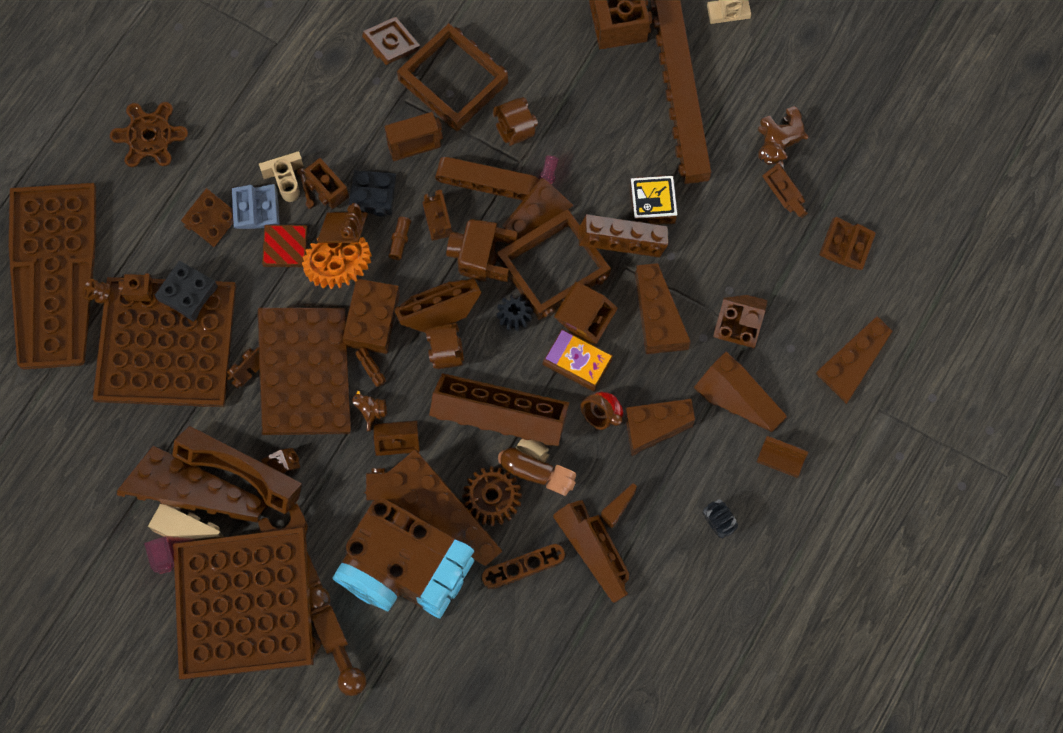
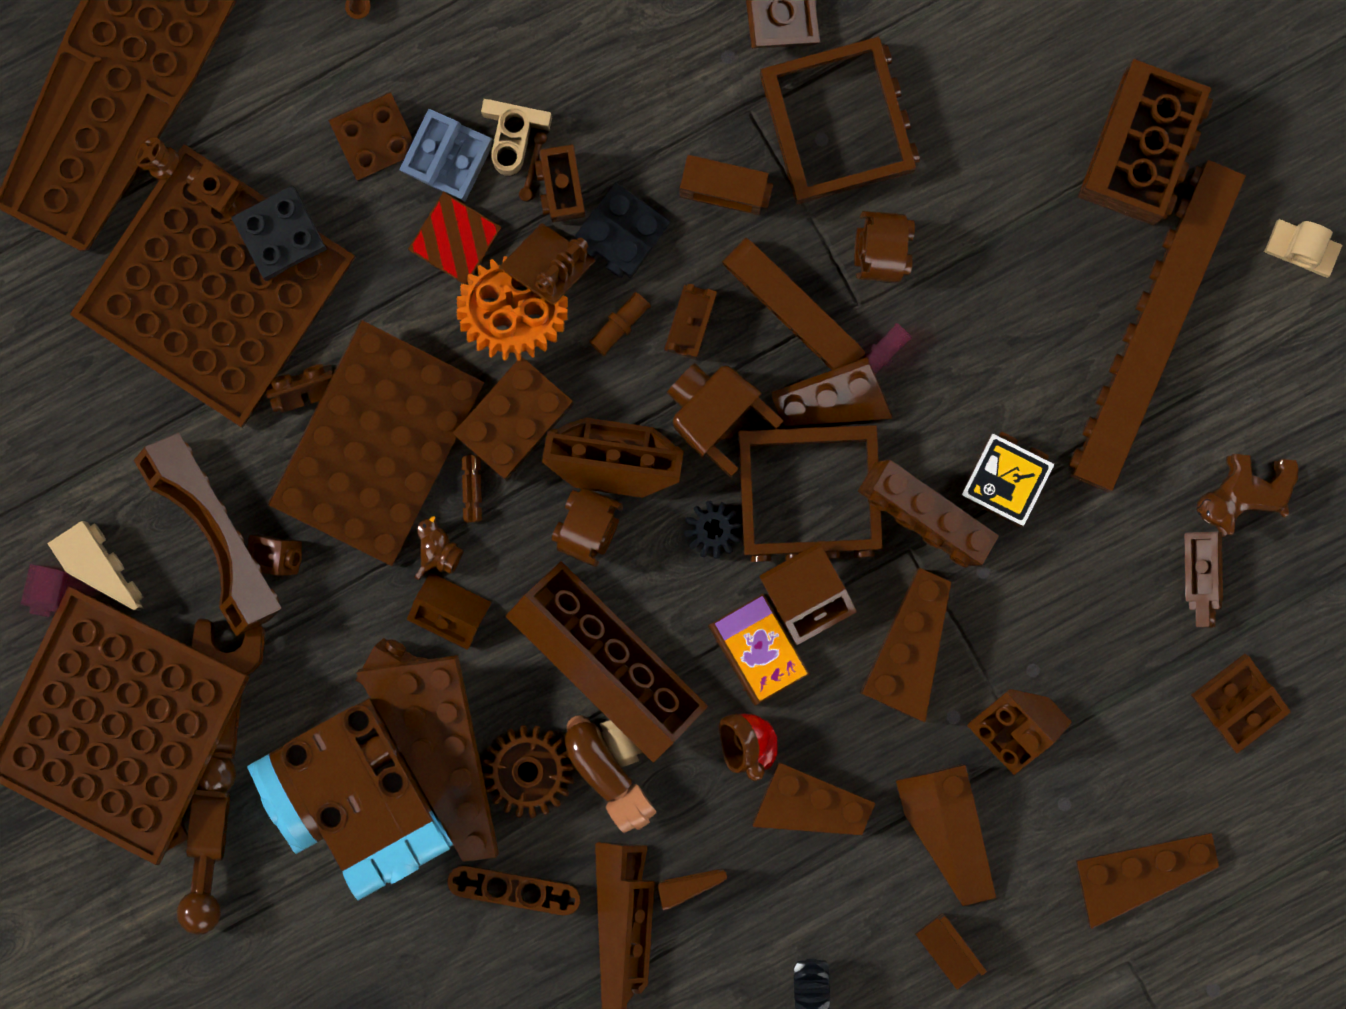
camera: 30 degrees right, 15 degrees up
(188, 487) = (119, 508): reddish brown wing -> none

